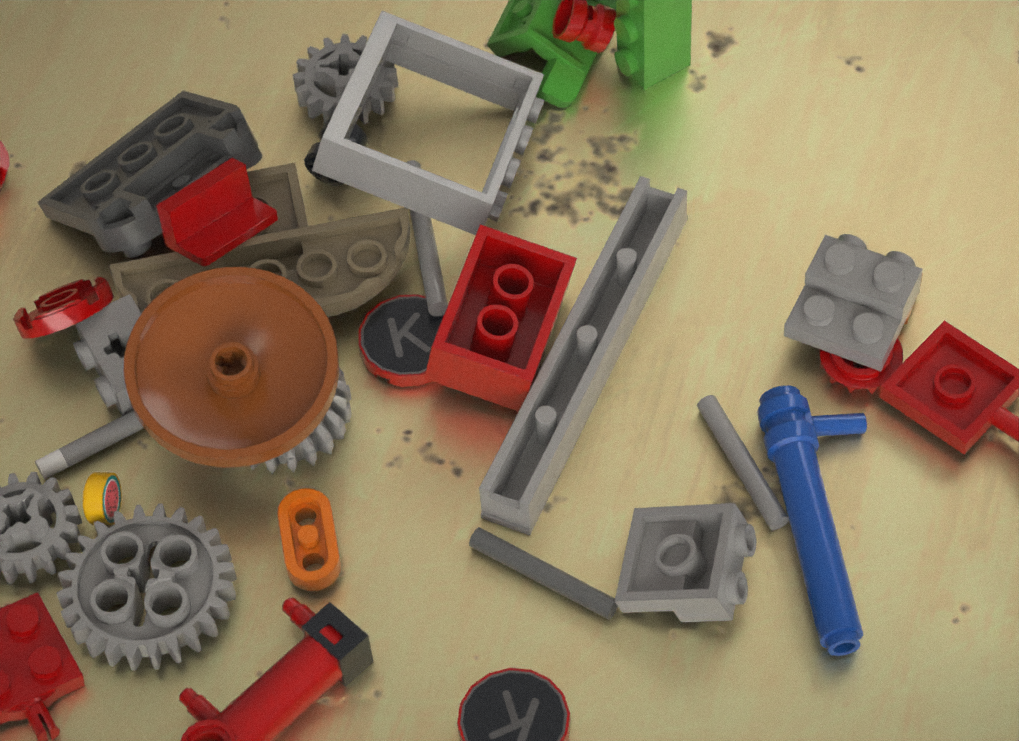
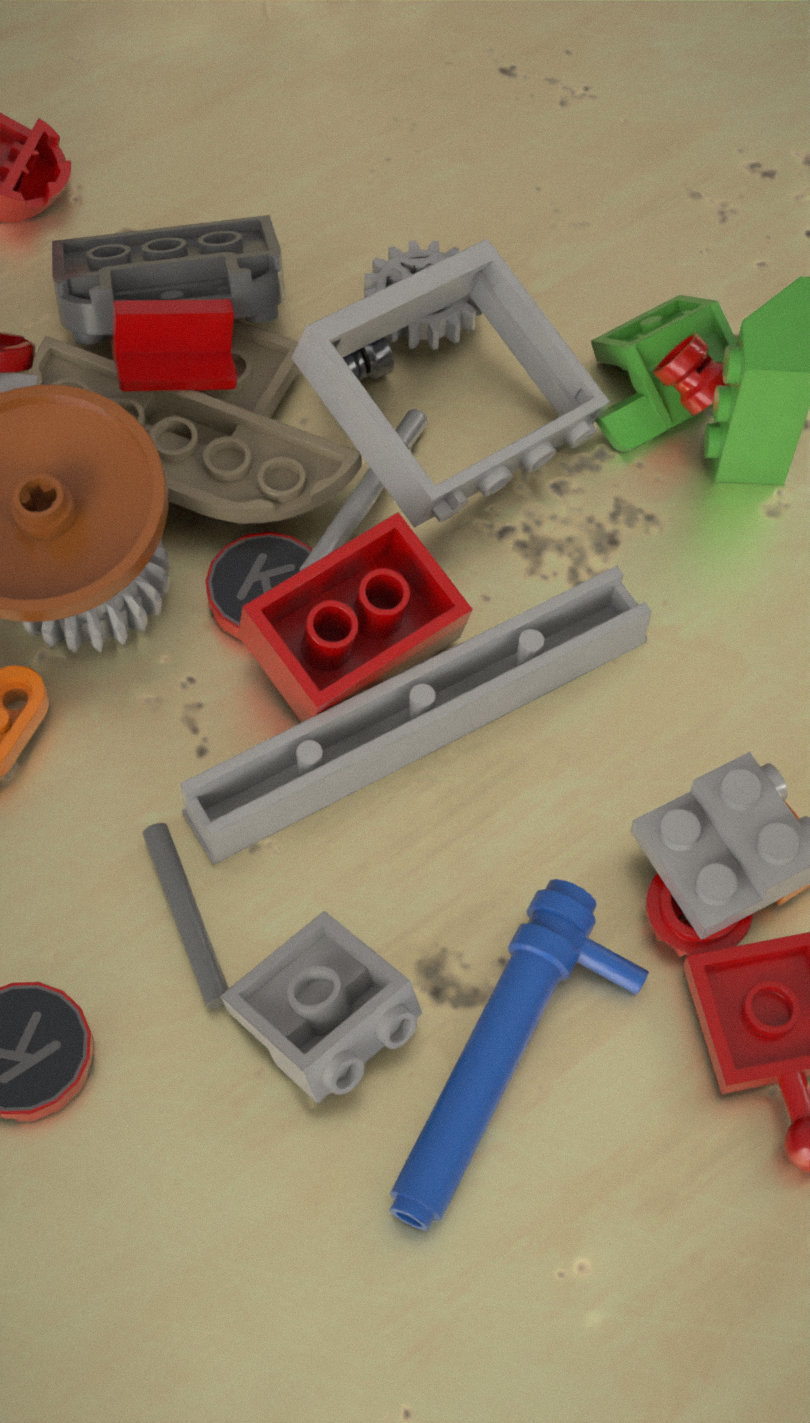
camera: 30 degrees right, 5 degrees up
(743, 462) = (480, 938): light grey bar -> none

